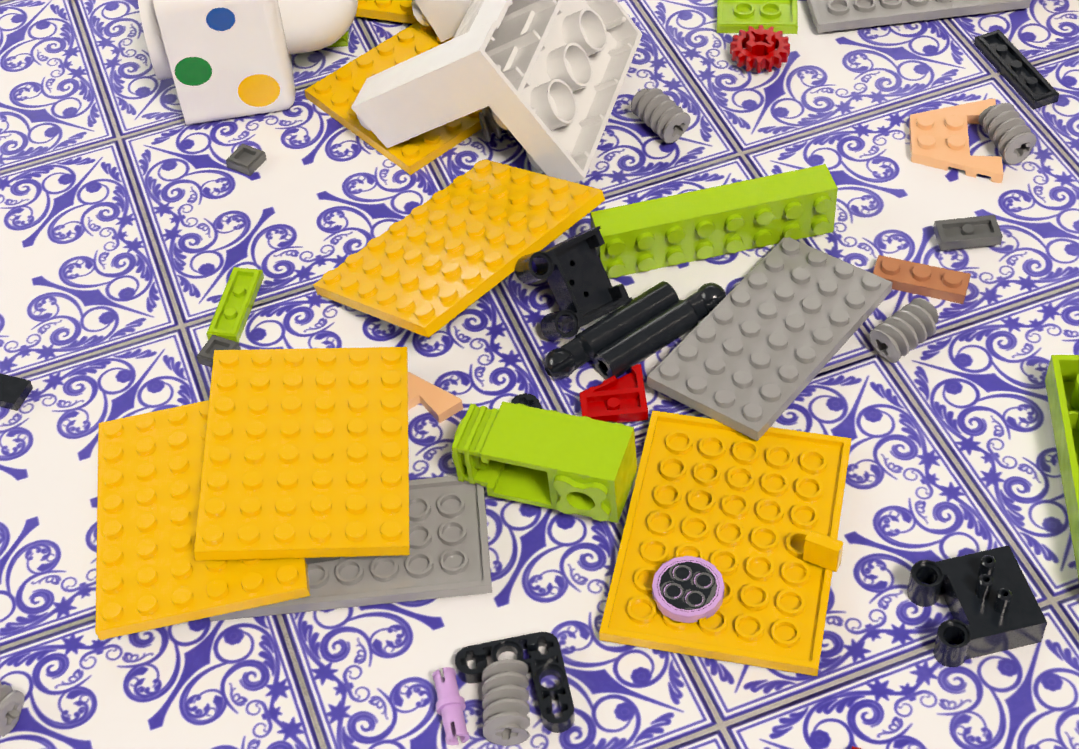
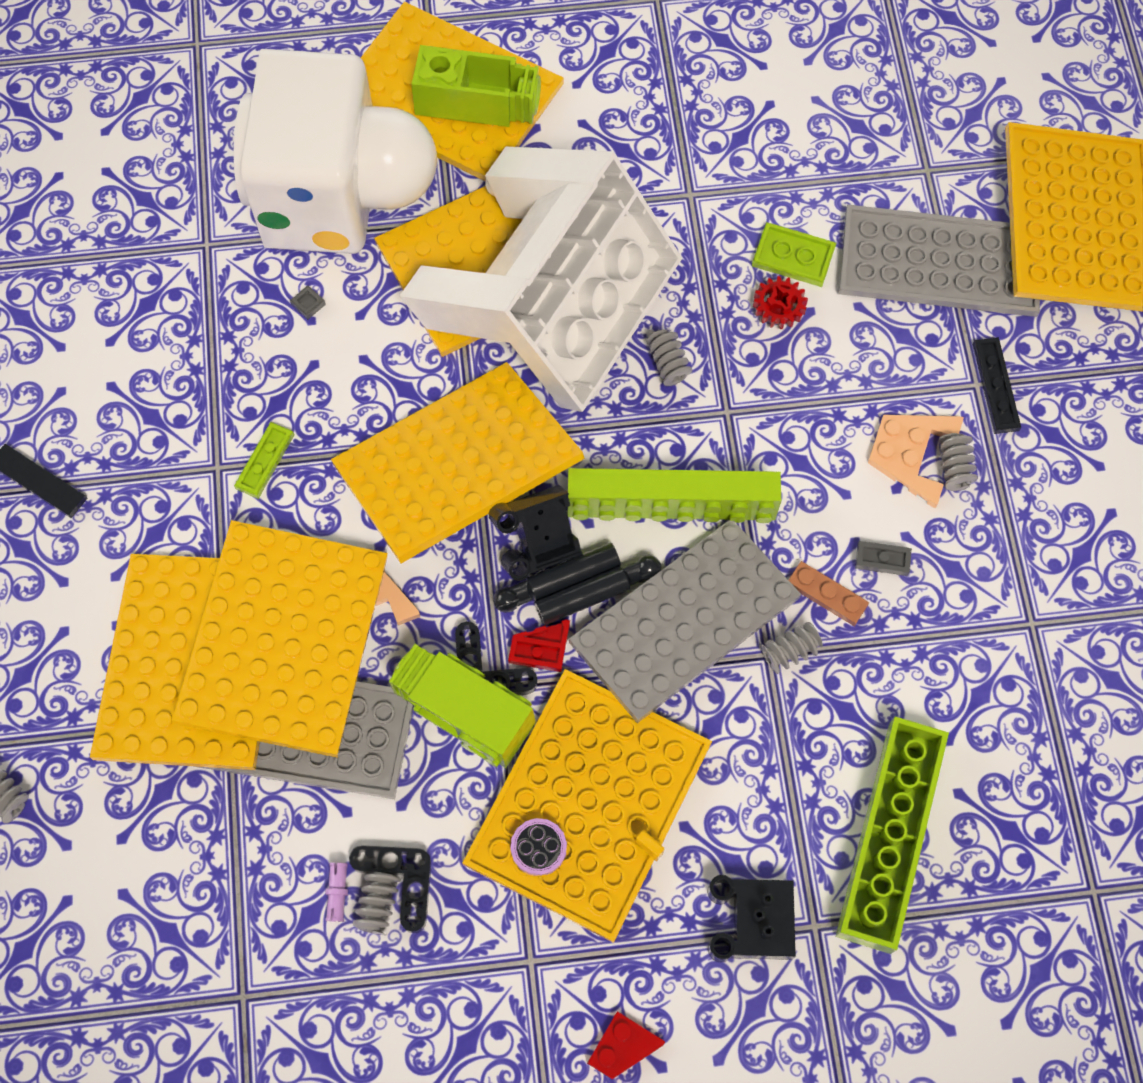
camera: 10 degrees right, 20 degrees up
(215, 342) = (240, 506): dark grey tile -> none

